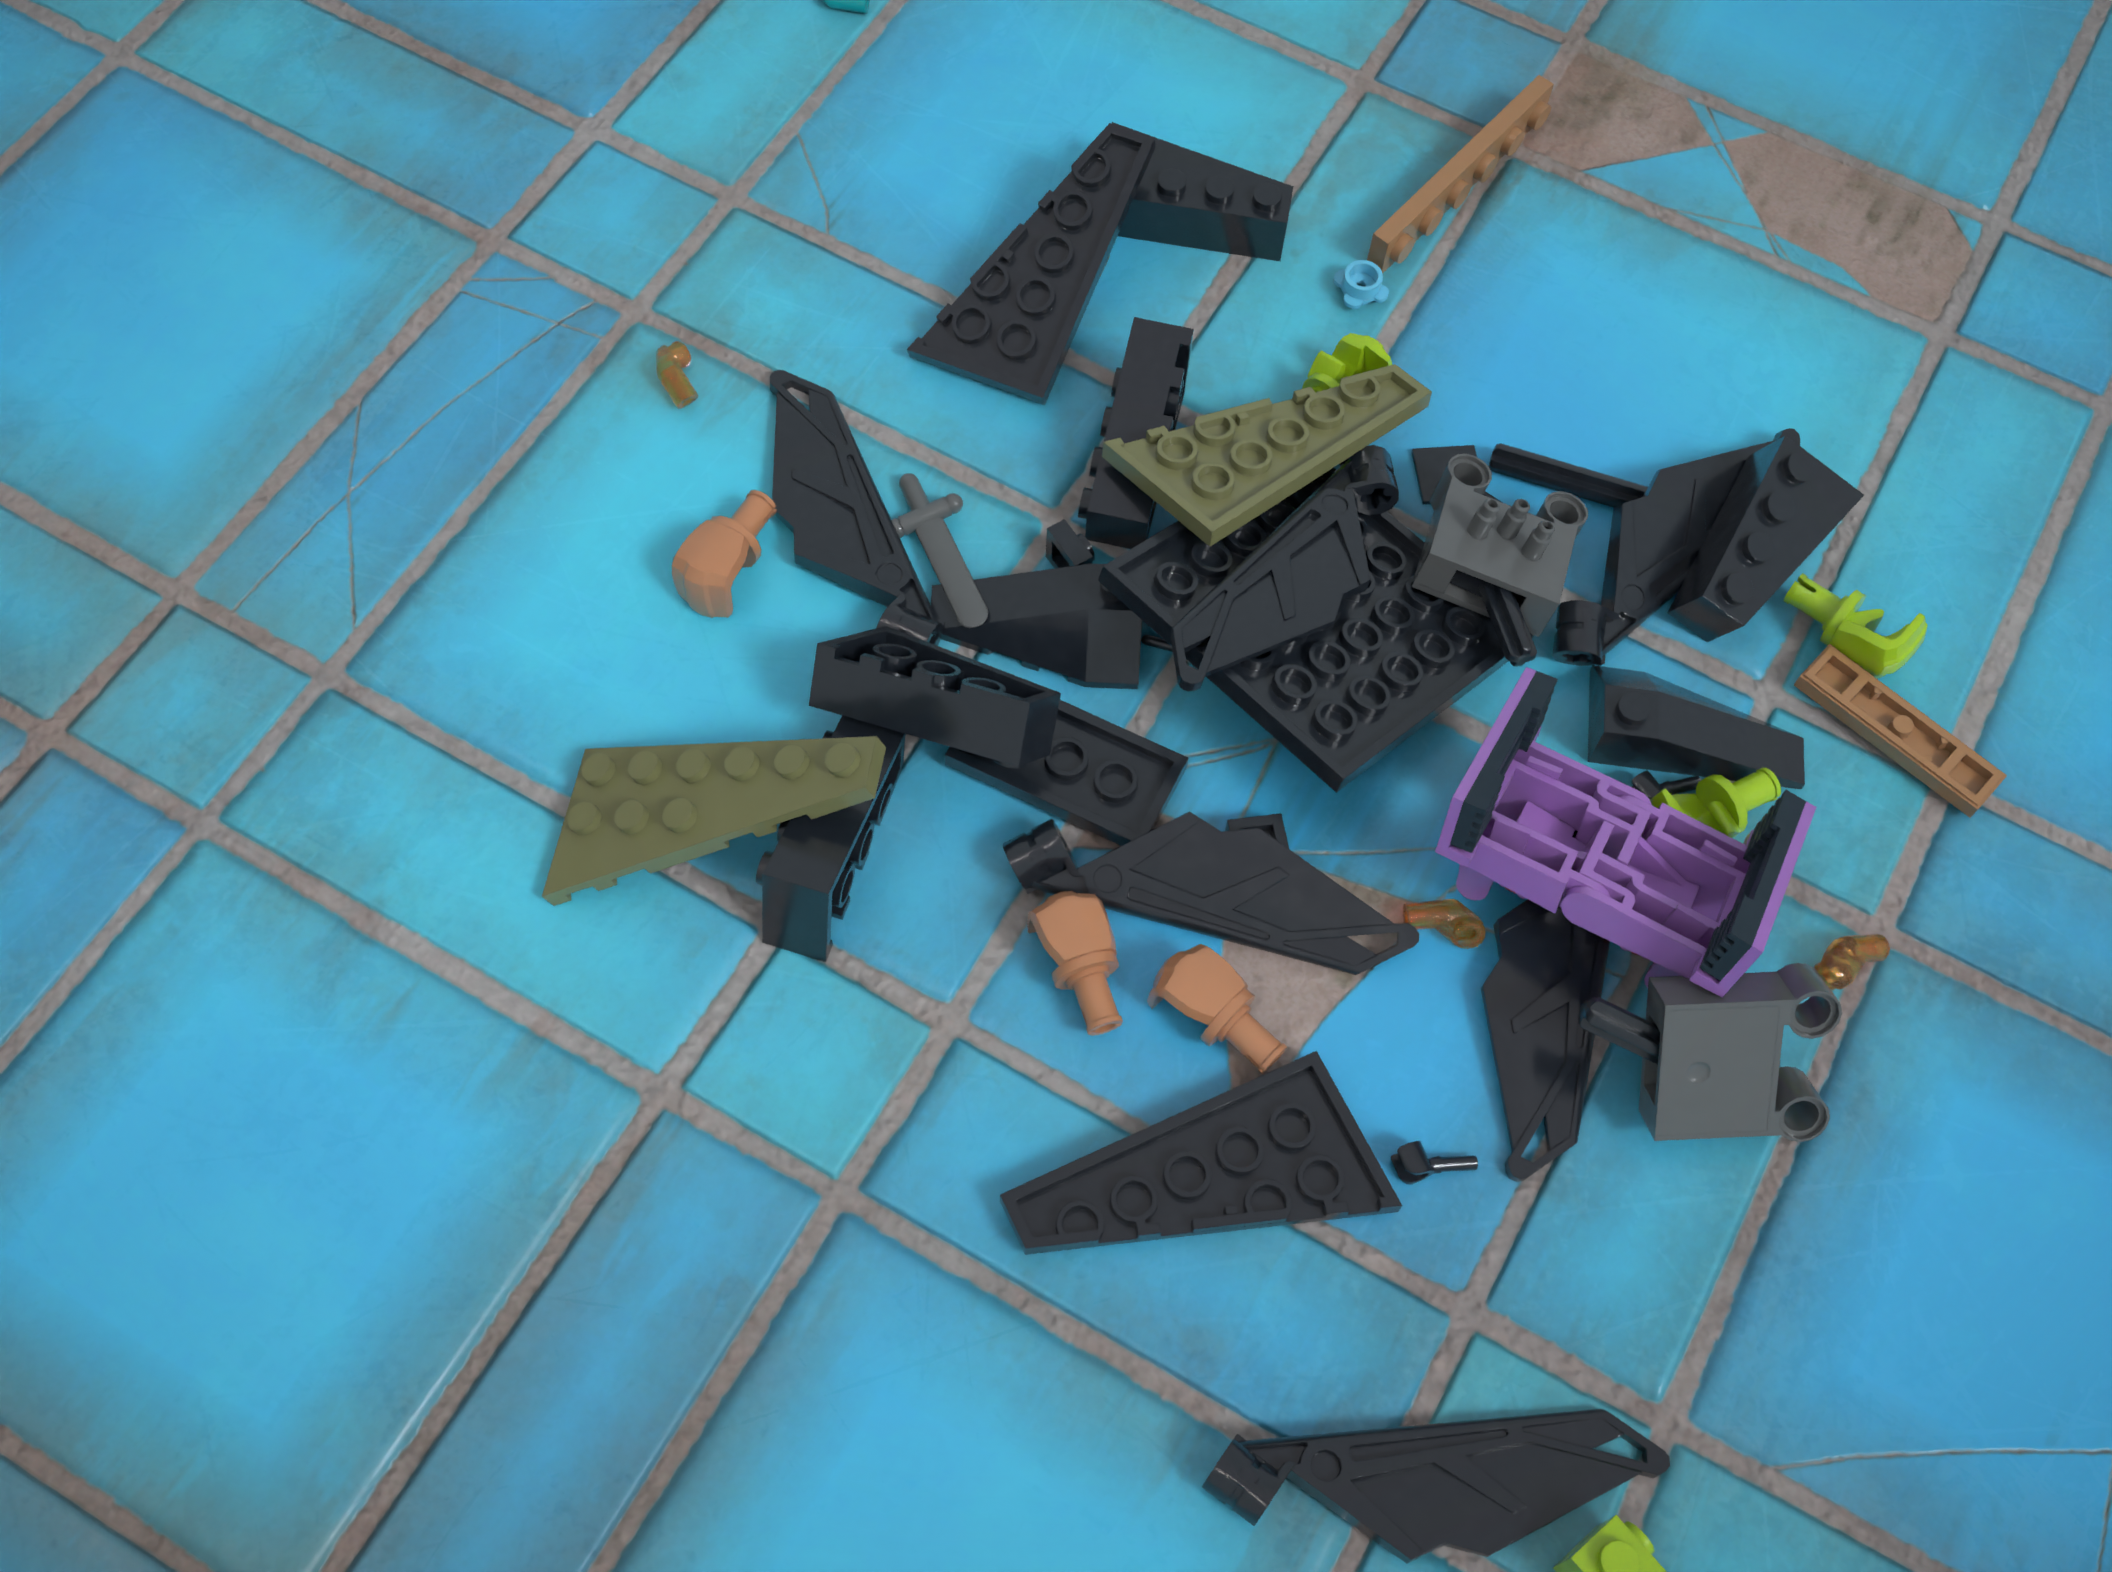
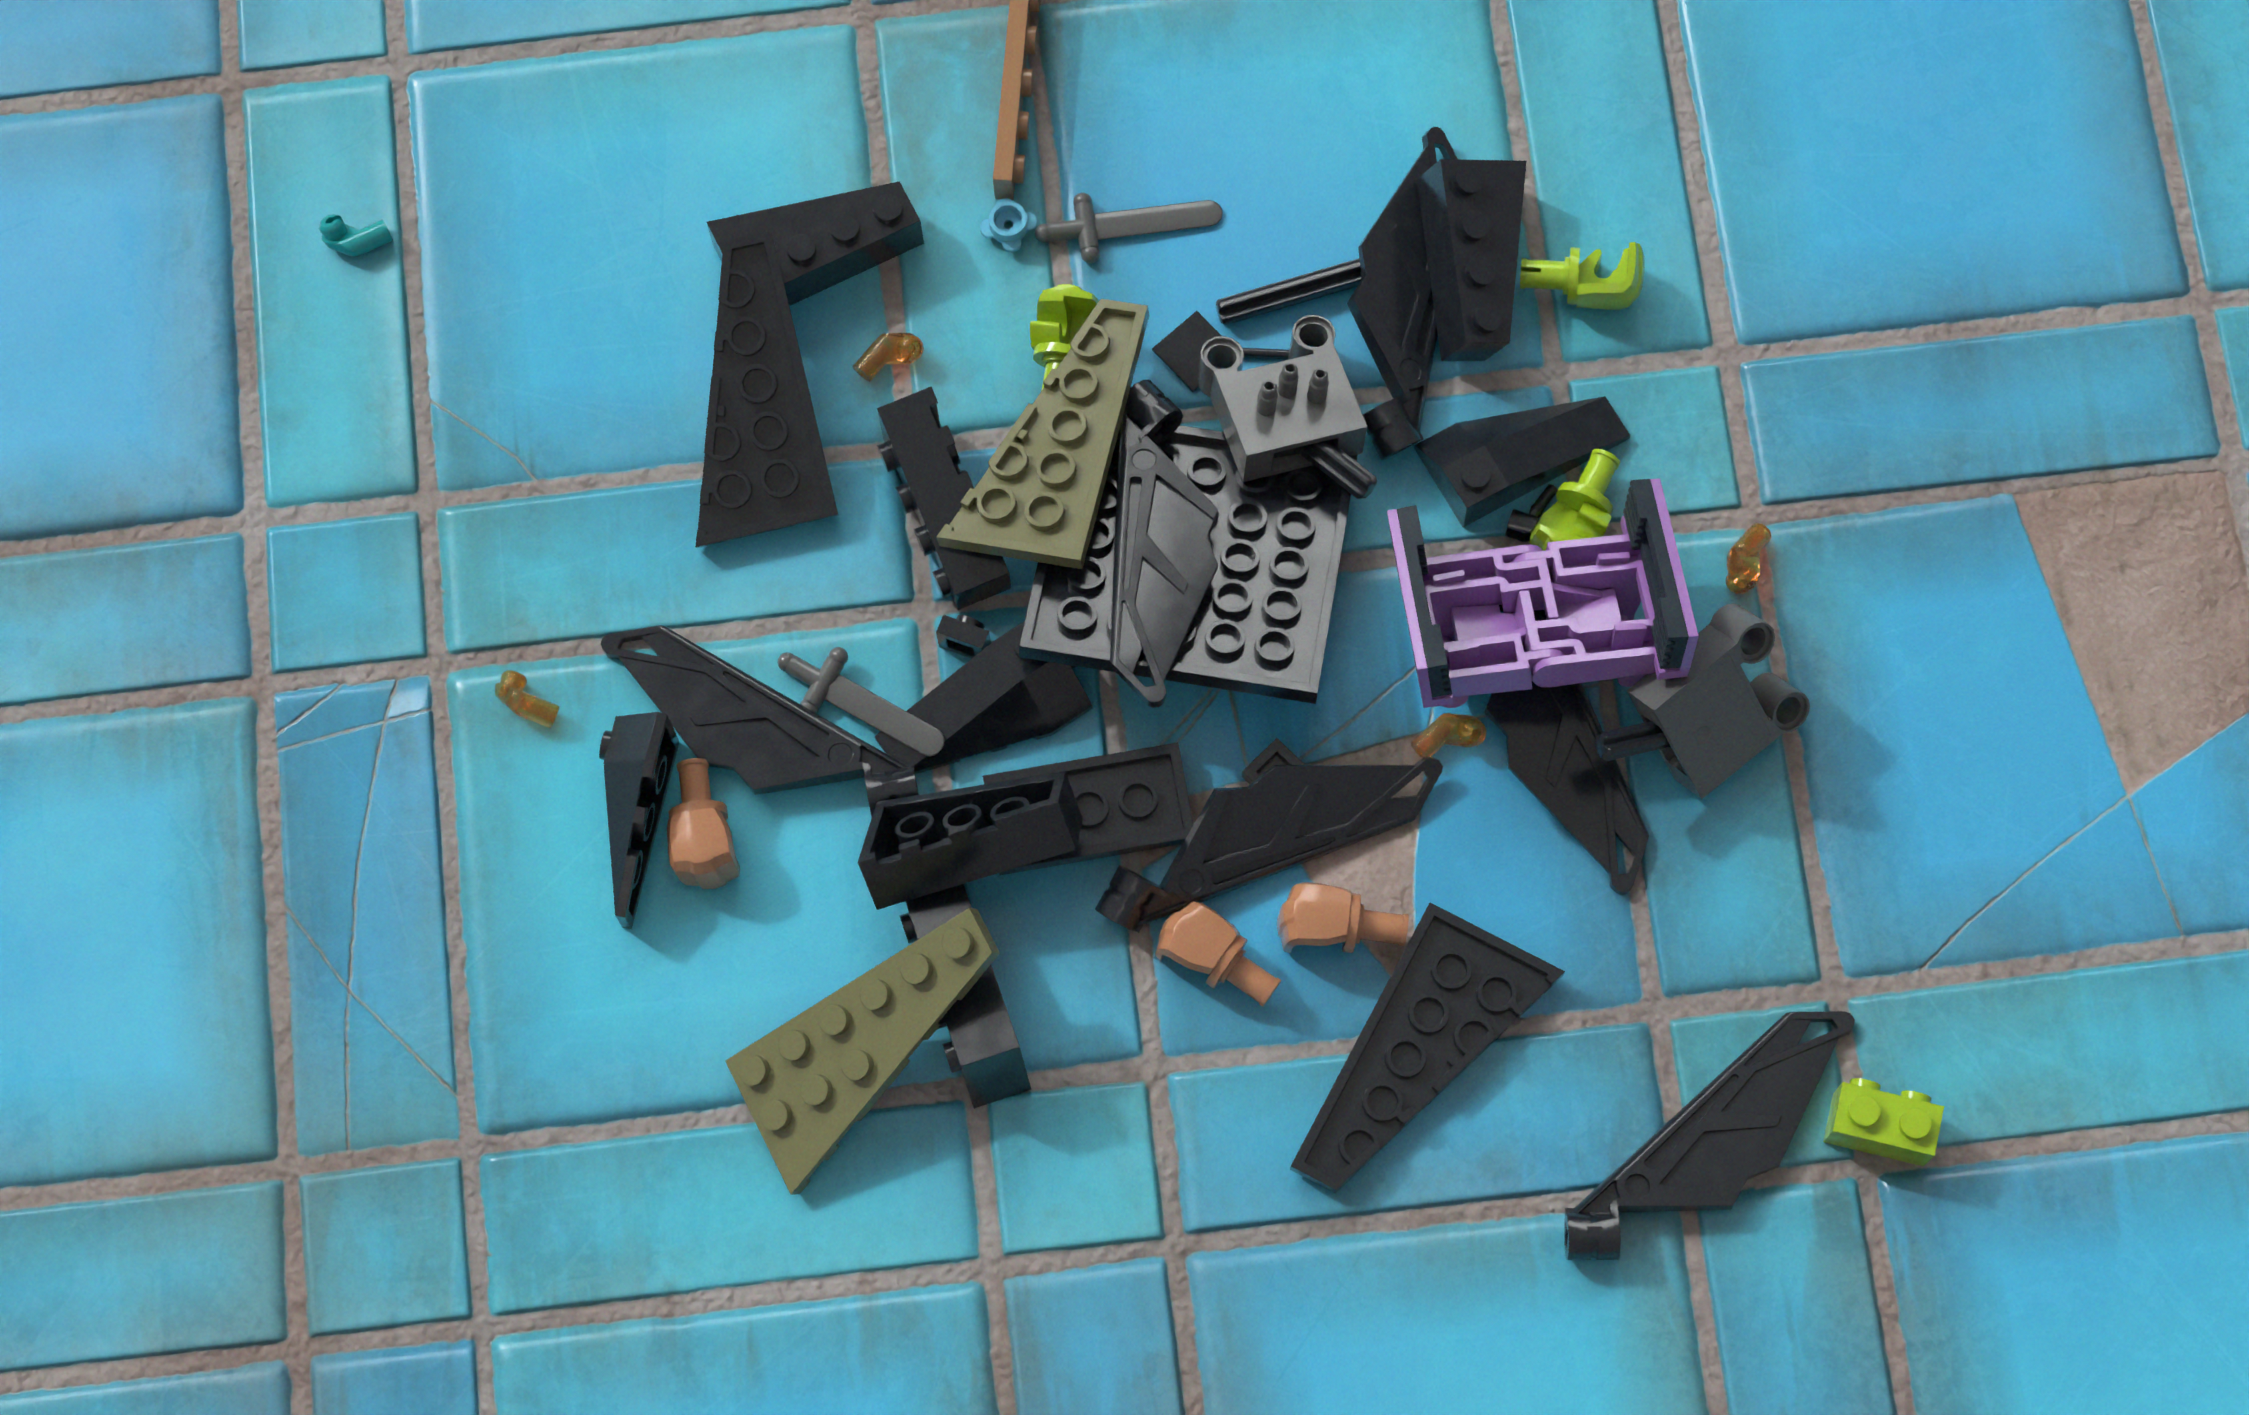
camera: 30 degrees left, 10 degrees up
(703, 483) = (637, 775): none -> black wedge
(1185, 312) = (887, 350): none -> clear orange arm
(1414, 1165) = (1551, 933): black hand -> none
(1430, 329) = (1093, 227): none -> dark grey sword
(1900, 730) = (1670, 341): medium nougat plate -> none

